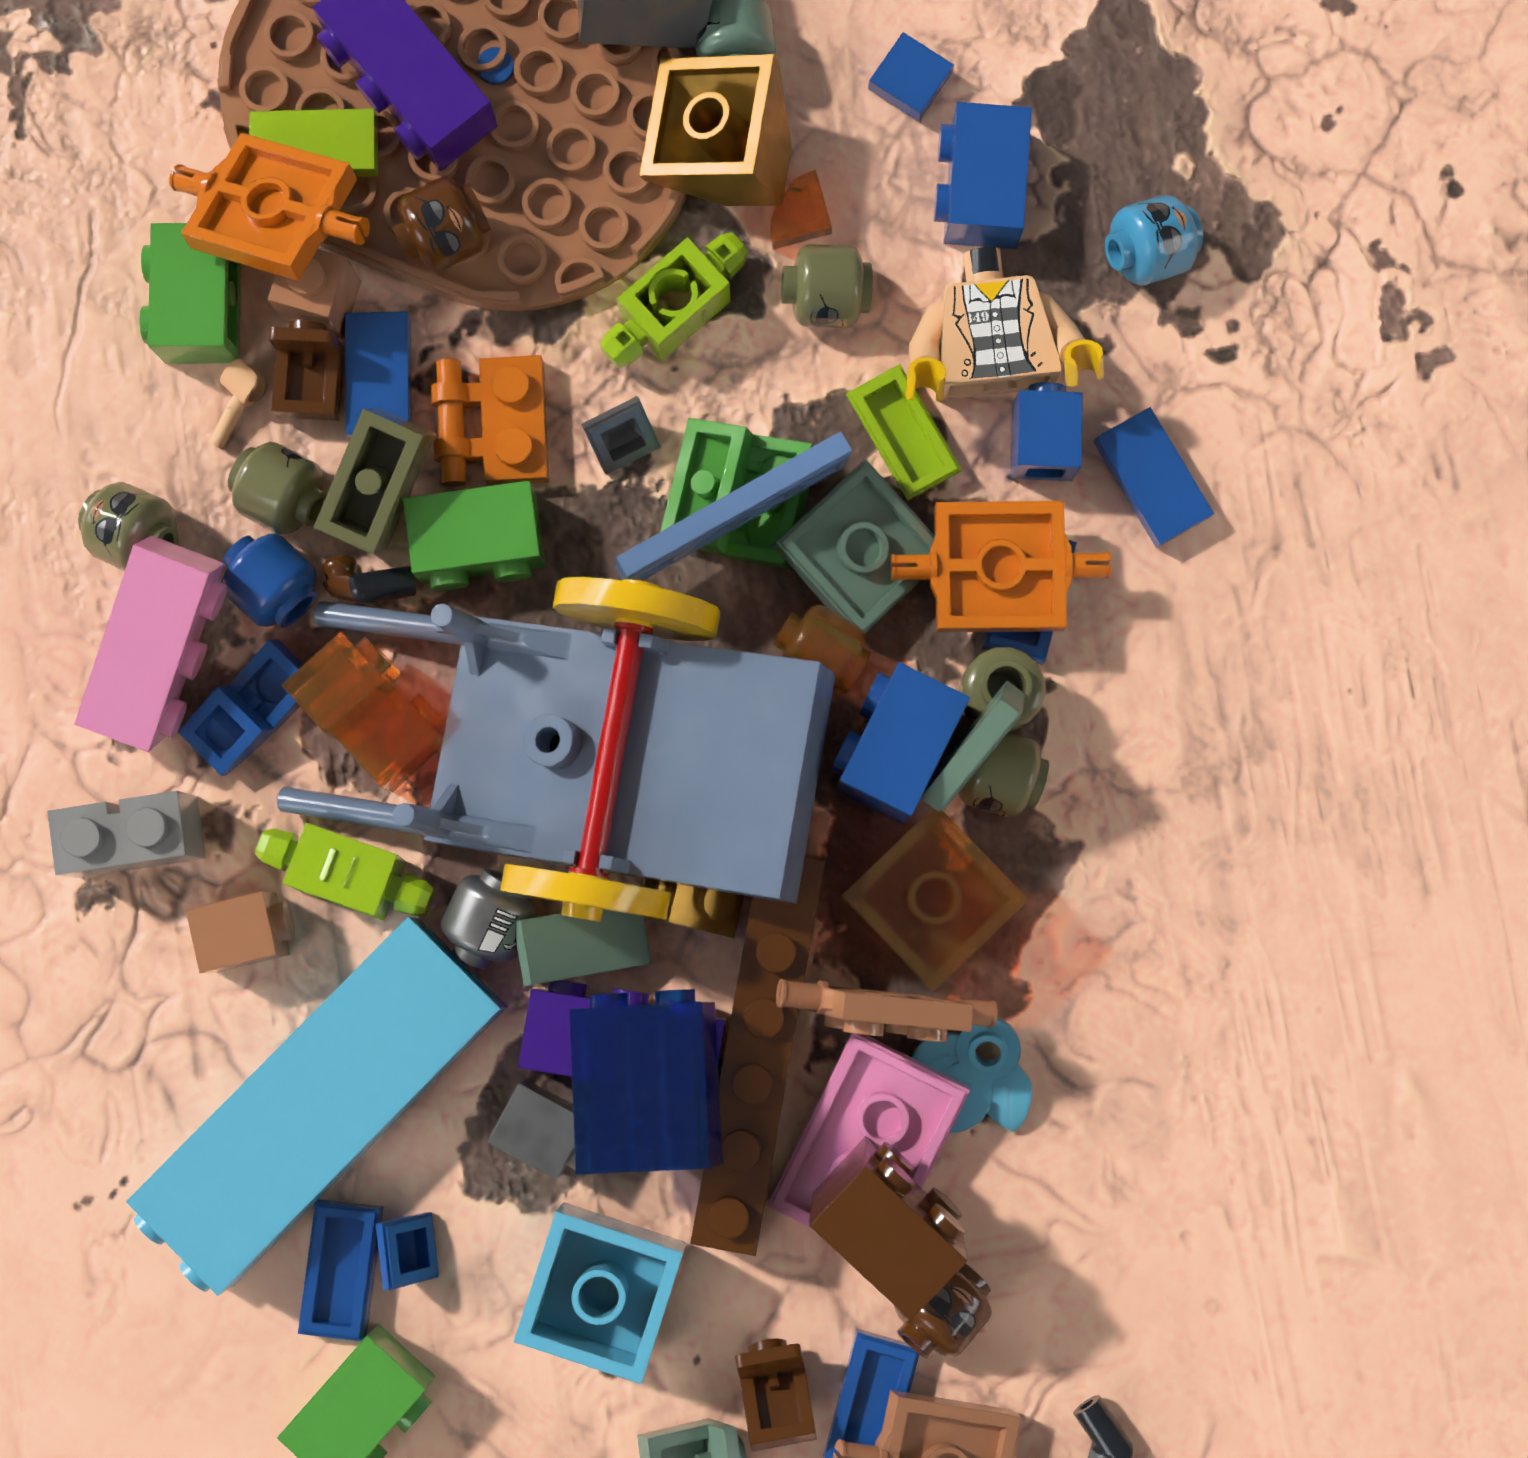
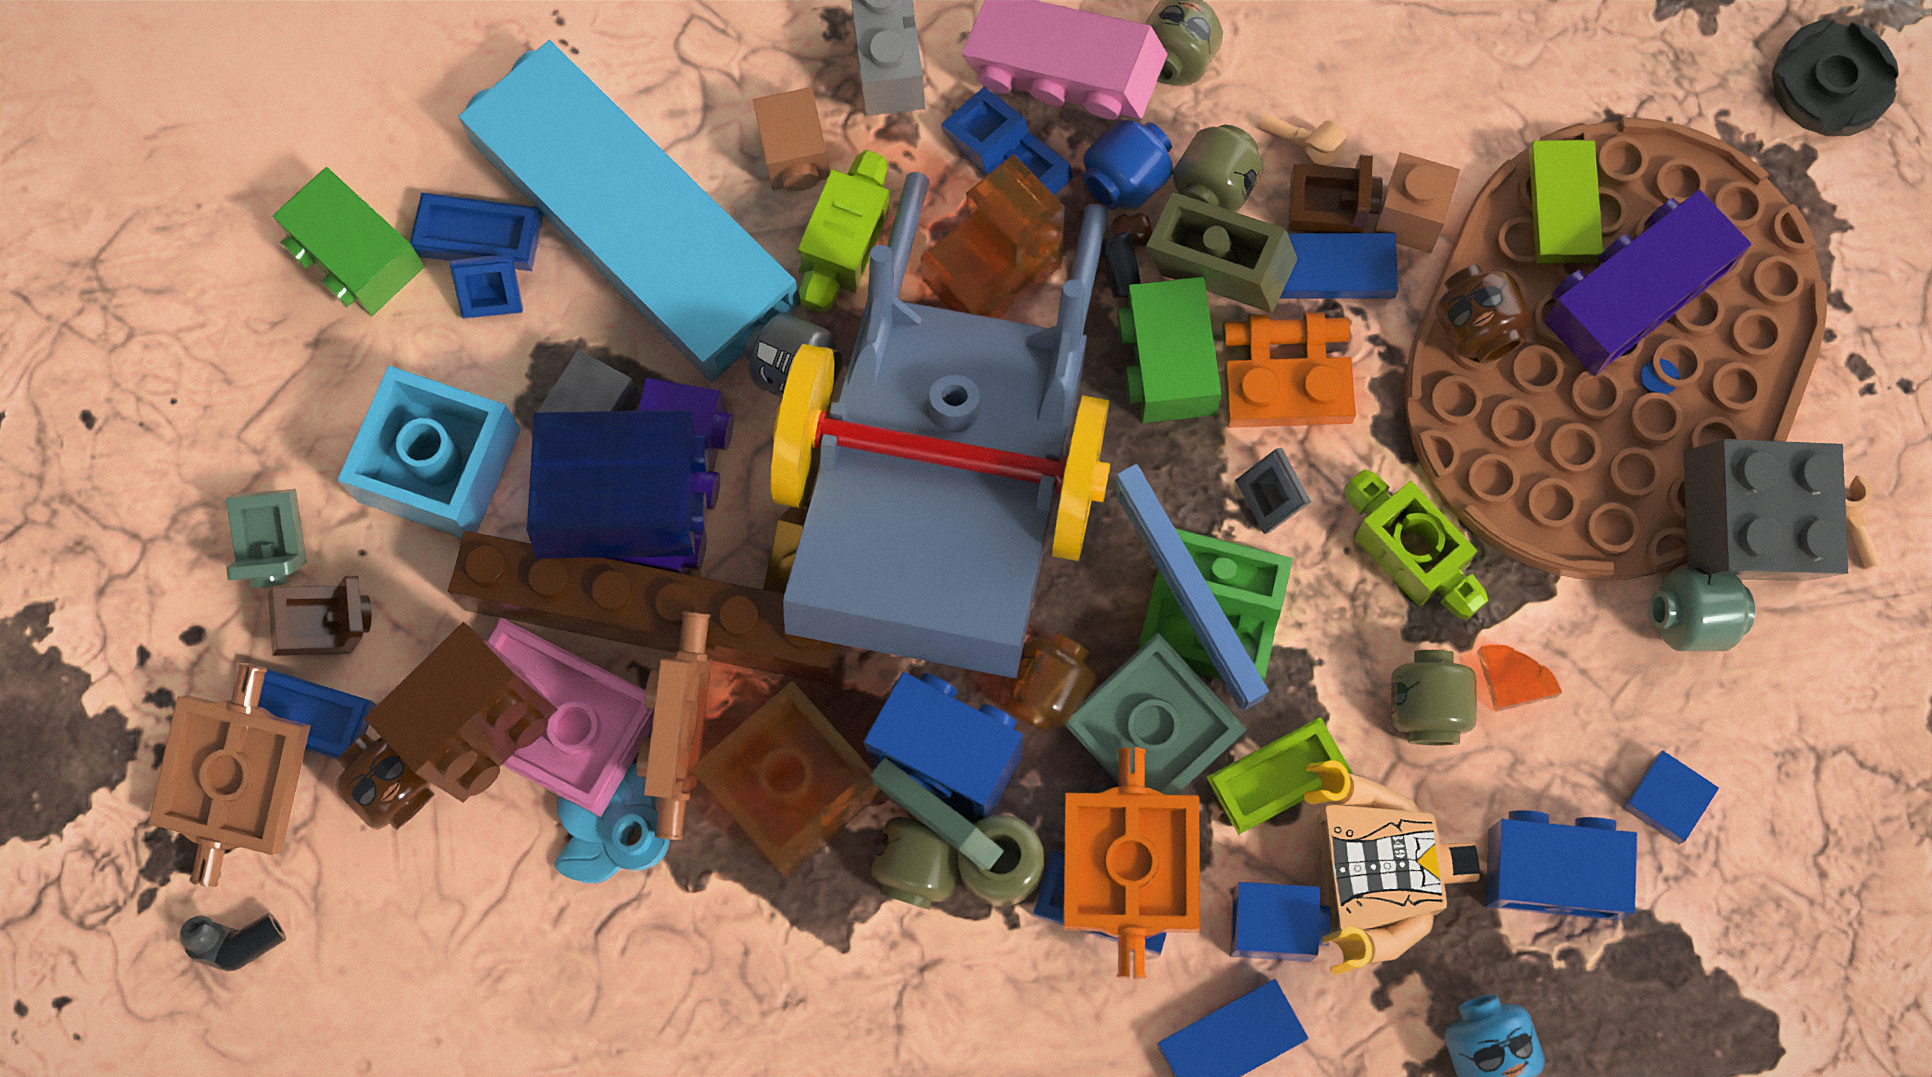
camera: 95 degrees right, 10 degrees down
(191, 301) = (1411, 96): bright green brick -> none
(269, 206) = (1492, 149): orange plate -> none
(573, 947) = (751, 419): sand green tile -> none
(719, 130) = (1595, 589): pearl gold slope -> none

